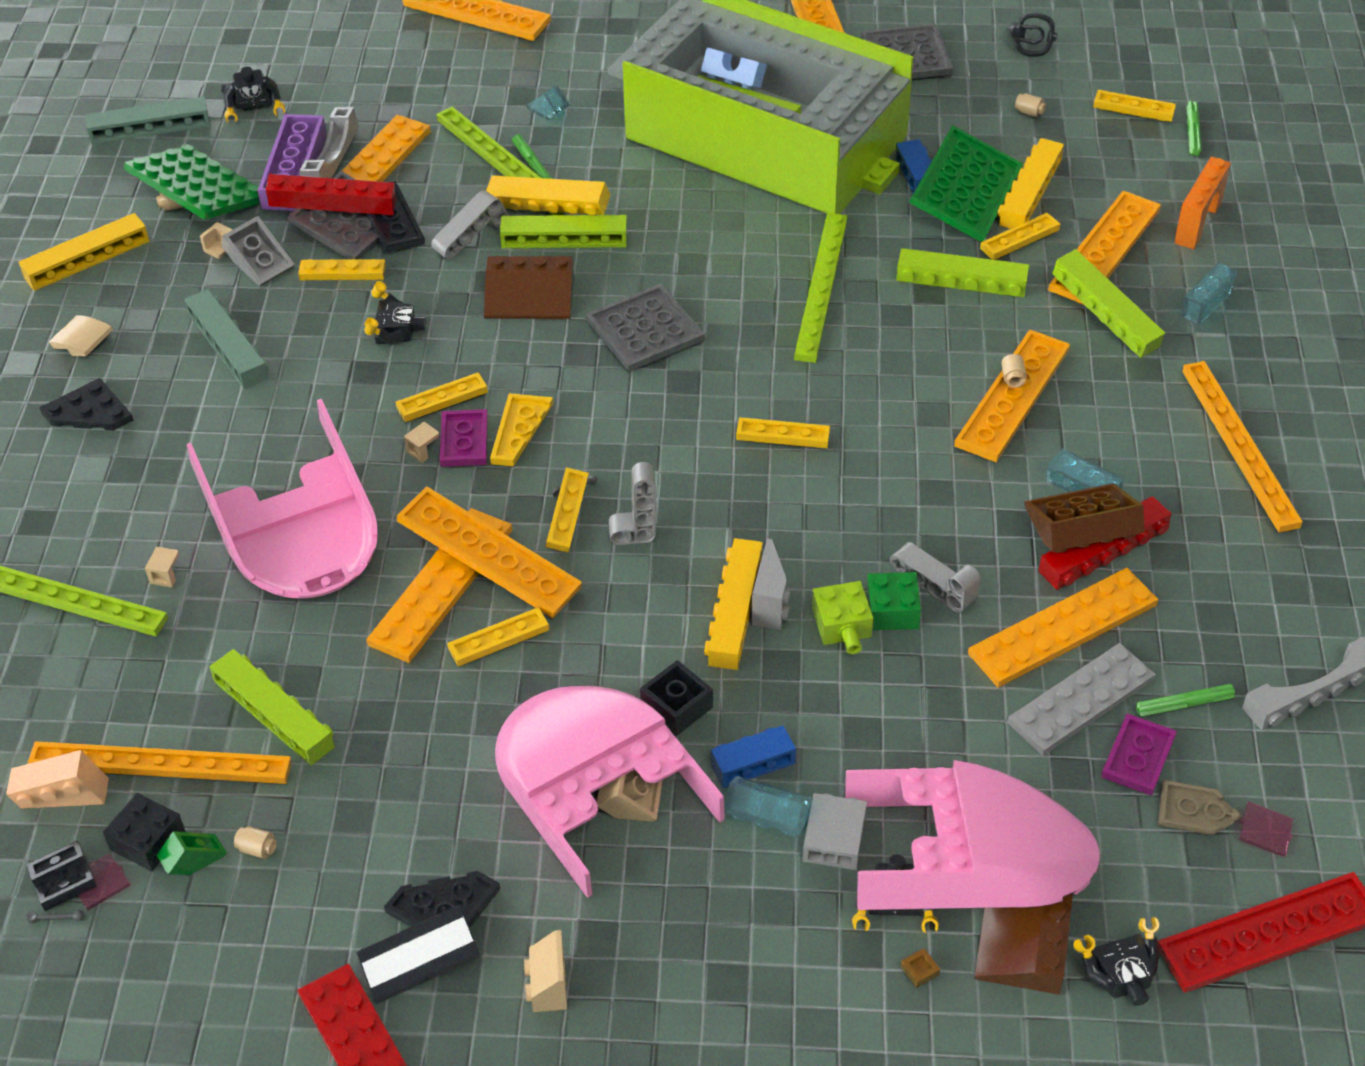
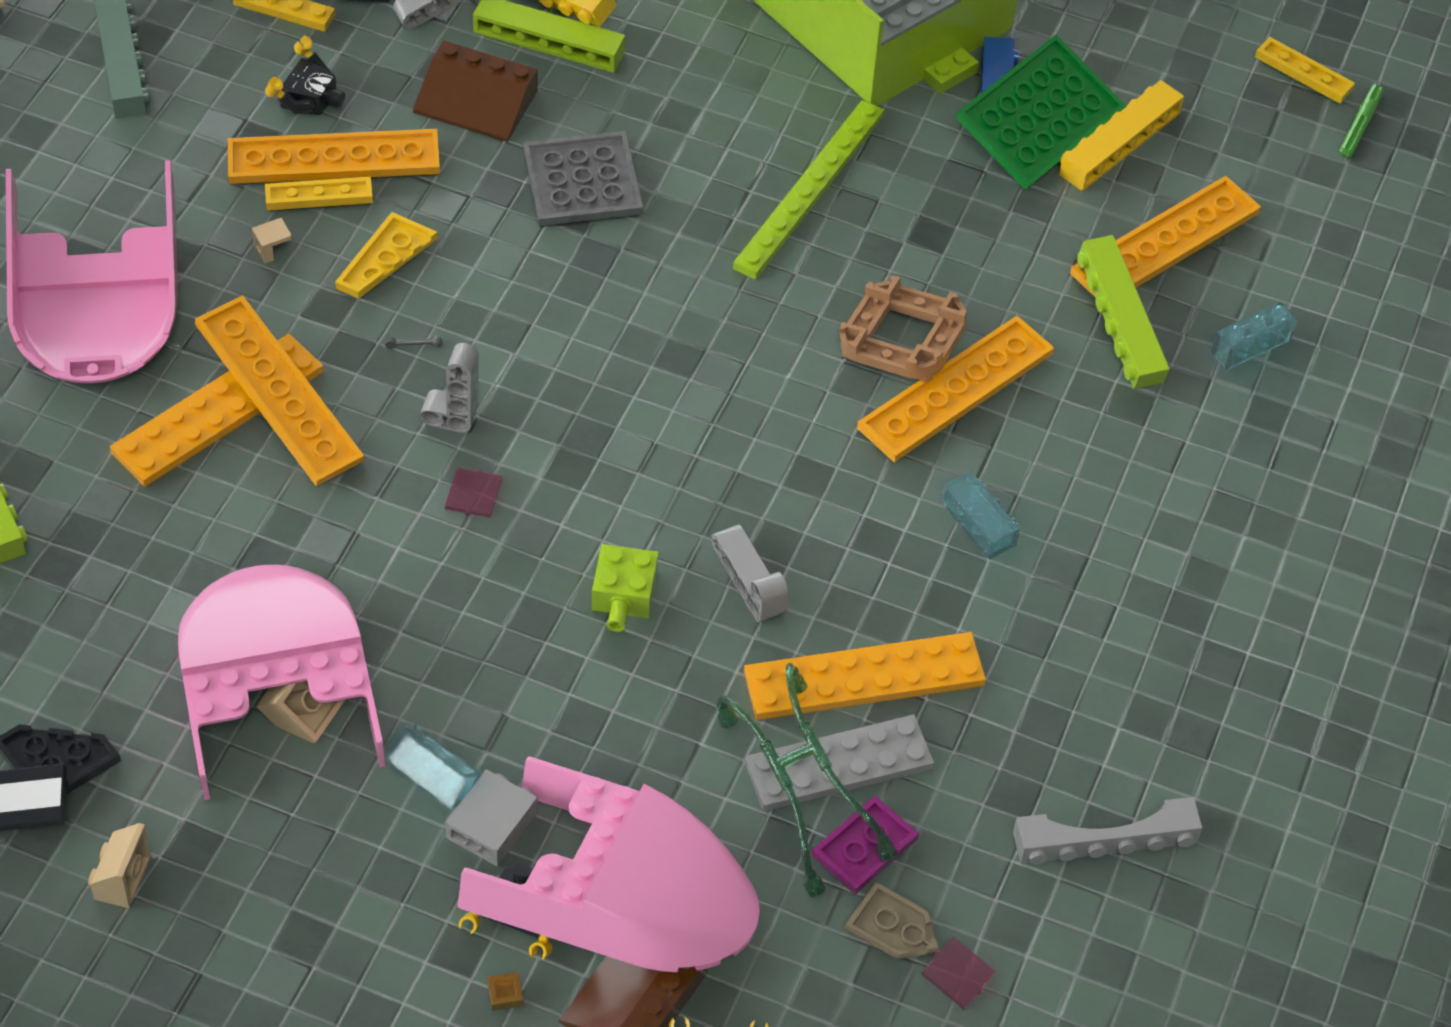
camera: 15 degrees right, 5 degrees up
(438, 366) = (333, 156): none -> light orange plate
(463, 438) = (319, 249): magenta plate -> none
(498, 636) = (247, 488): yellow plate -> none
(567, 510) = (388, 368): yellow plate -> none
(678, 696) = (397, 617): black brick -> none
(682, 584) = (473, 492): none -> clear pink piece
(735, 604) = (515, 533): yellow brick -> none
(753, 755) = (448, 707): blue brick -> none
(770, 592) = (553, 531): light grey slope -> none
(783, 432) = (671, 352): yellow plate -> none
(894, 600) = (687, 586): green brick -> none
(924, 344) = (925, 359): none -> medium nougat plate
(962, 272) = (978, 221): lime brick -> none
(1014, 370) = (965, 360): tan brick -> none
(1020, 236) = (1072, 196): yellow plate -> none
(1030, 105) = (1177, 32): tan brick -> none
(1056, 708) = (796, 685): none -> clear green bar
(1065, 567) = (961, 595): red brick -> none
(1086, 517) = (945, 559): reddish brown slope -> none
(1185, 700) = (951, 802): bright green axle -> none
(1203, 198) = (1321, 205): orange arch -> none
(1242, 447) = (1185, 532): light orange plate -> none

